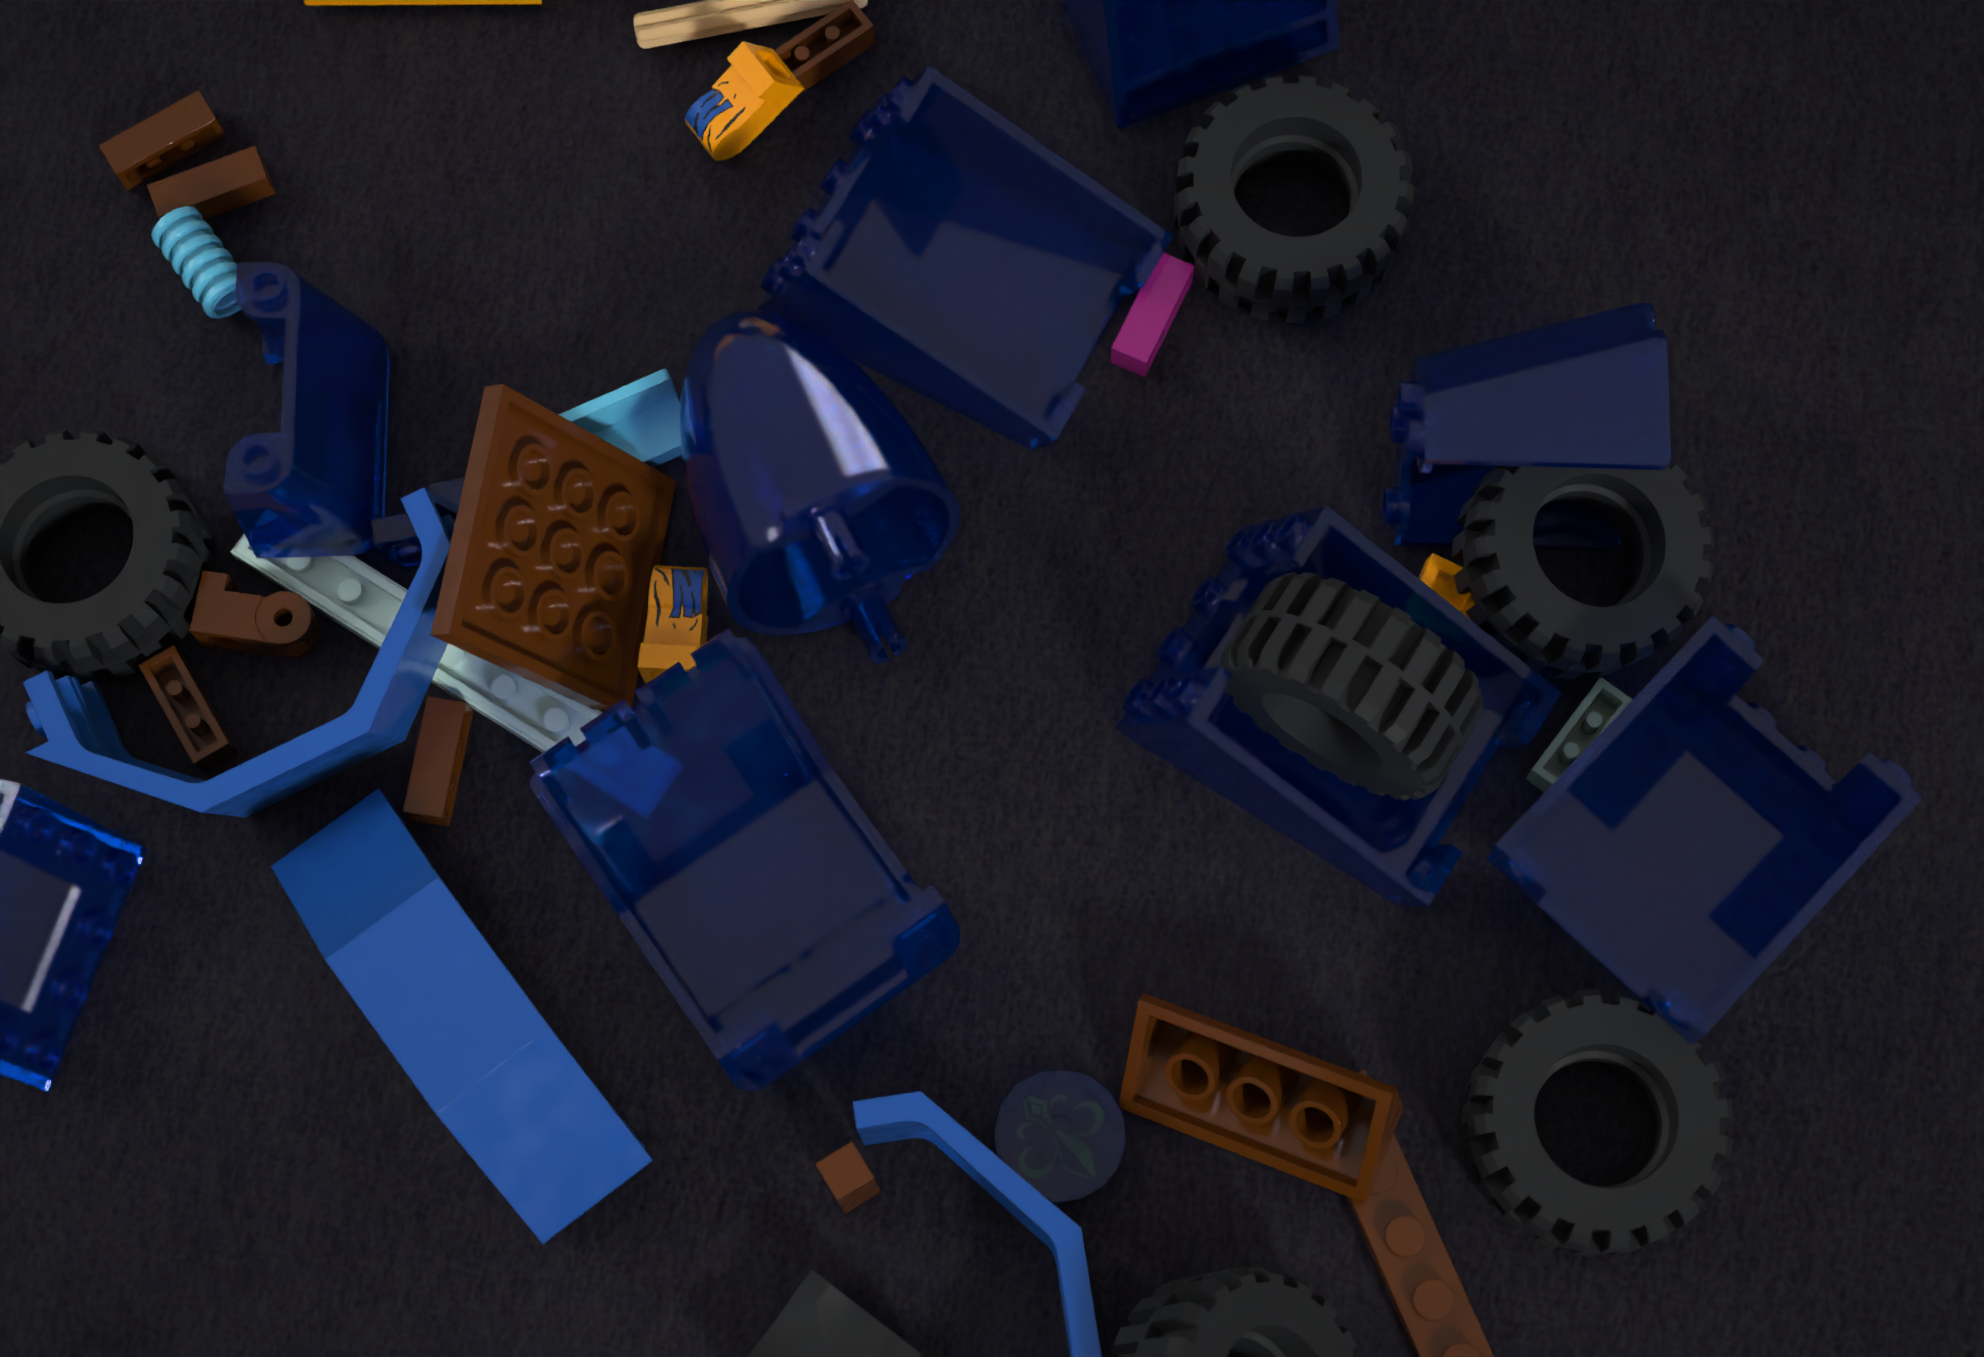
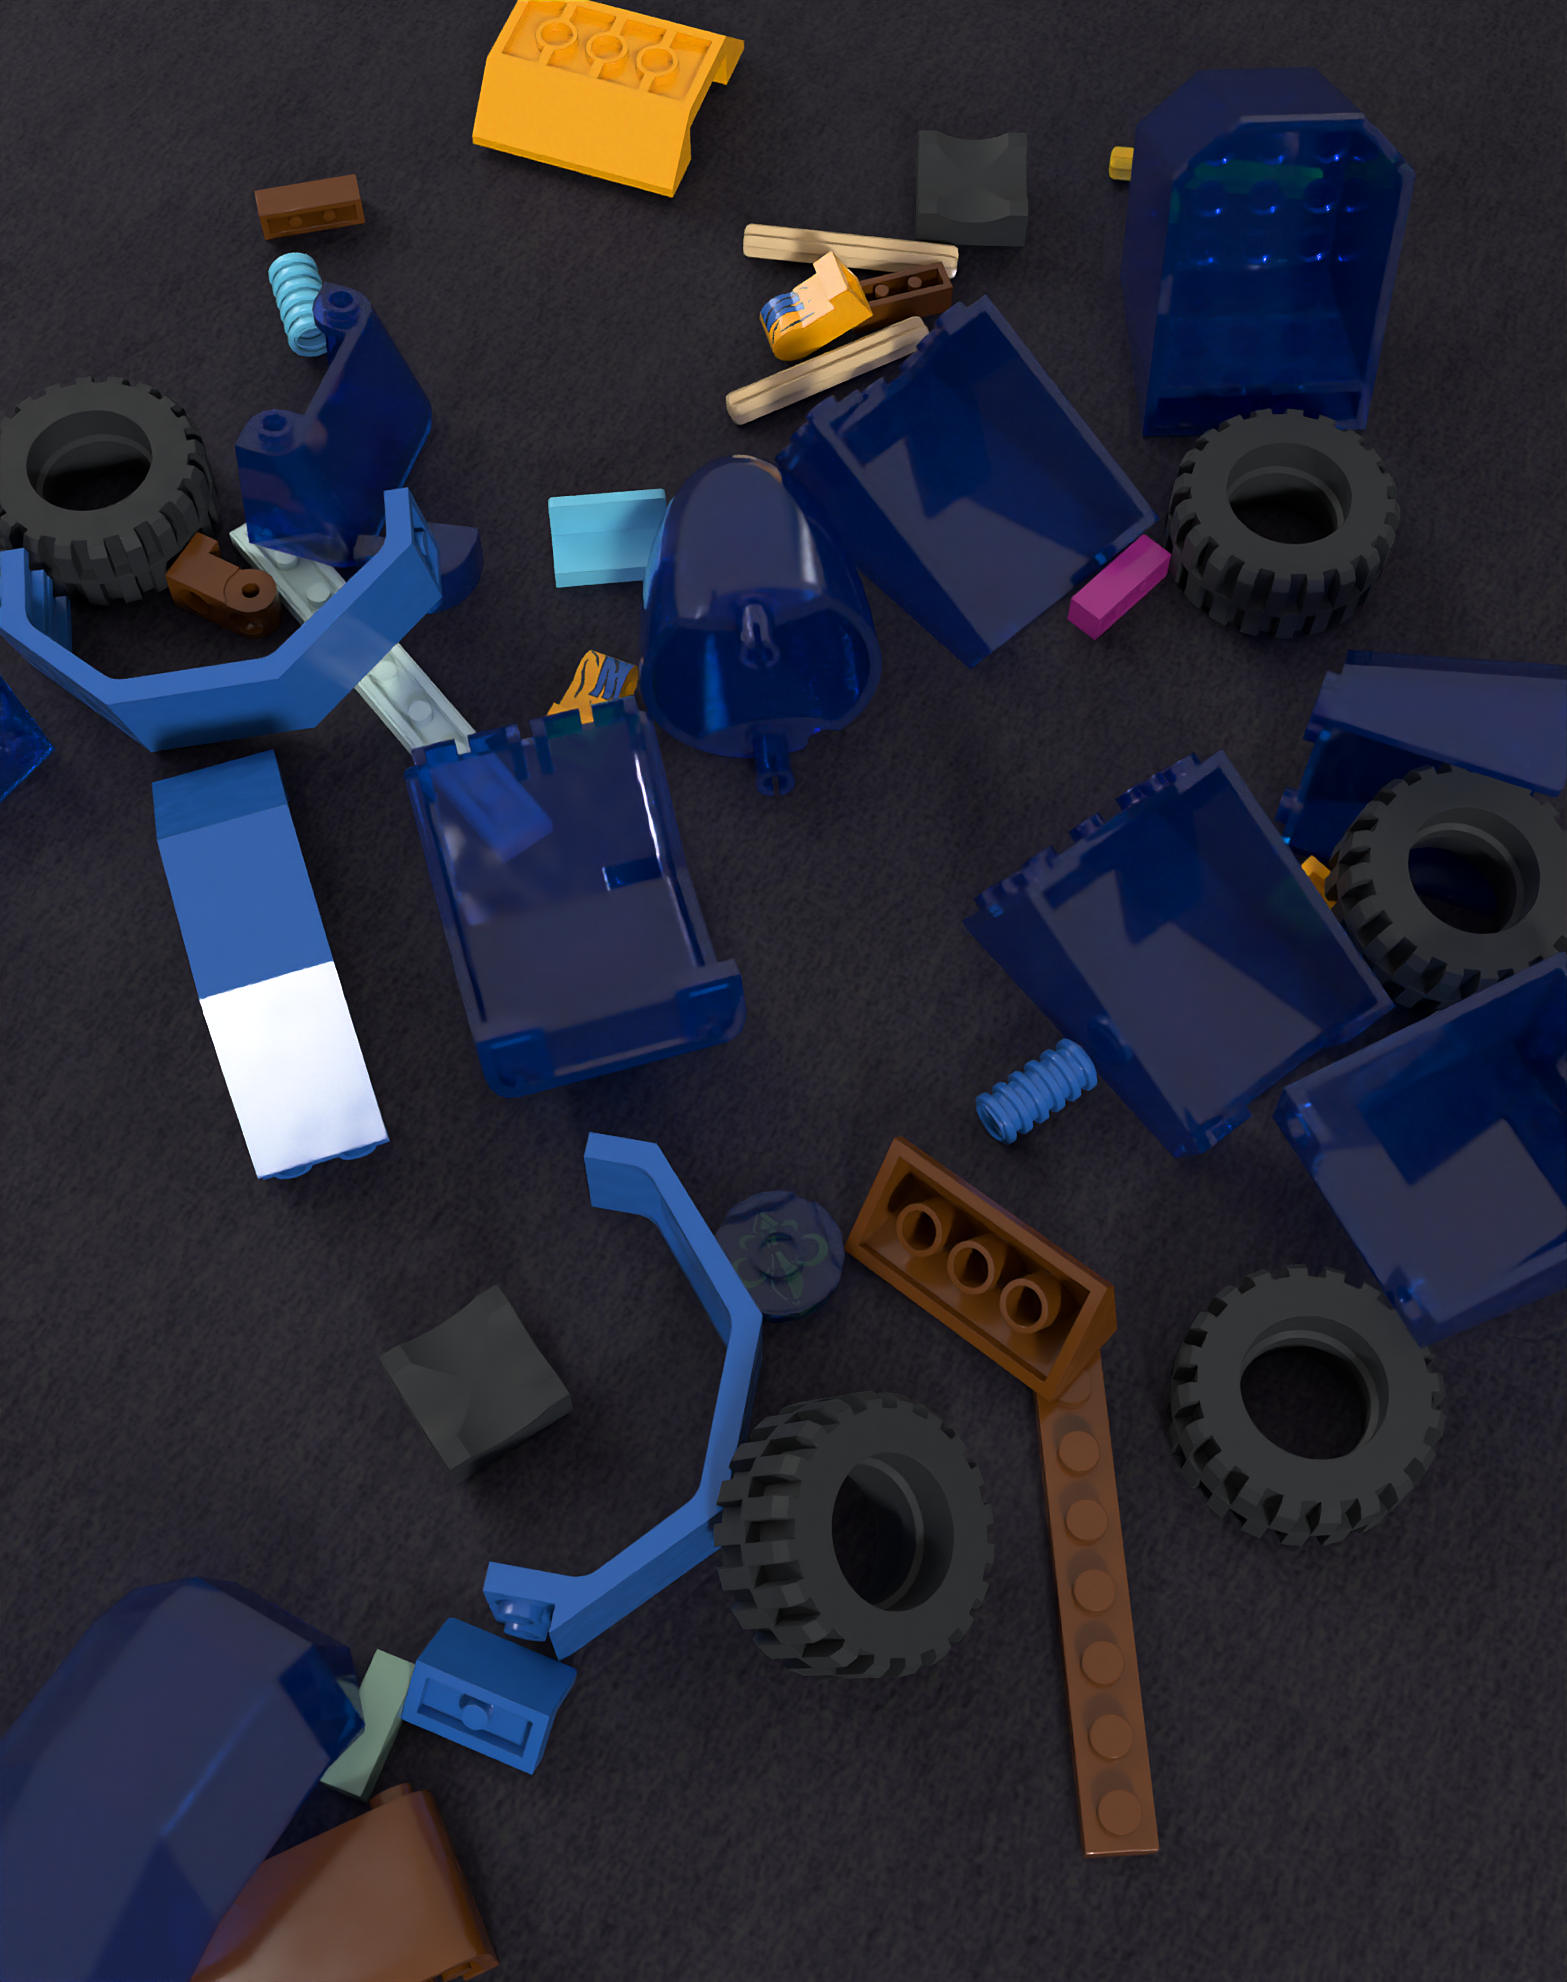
camera: 15 degrees right, 10 degrees down
(188, 709) = (137, 633): reddish brown piece -> none
(215, 185) = (342, 252): reddish brown piece -> none
(438, 761) = (337, 754): reddish brown piece -> none
(553, 552) = (502, 589): reddish brown plate -> none
(775, 160) = (825, 370): none -> tan axle
(848, 1177) = (562, 1214): reddish brown piece -> none
(1248, 888) = (1036, 1091): none -> blue piece
(1352, 685) = (1194, 920): black tyre -> none

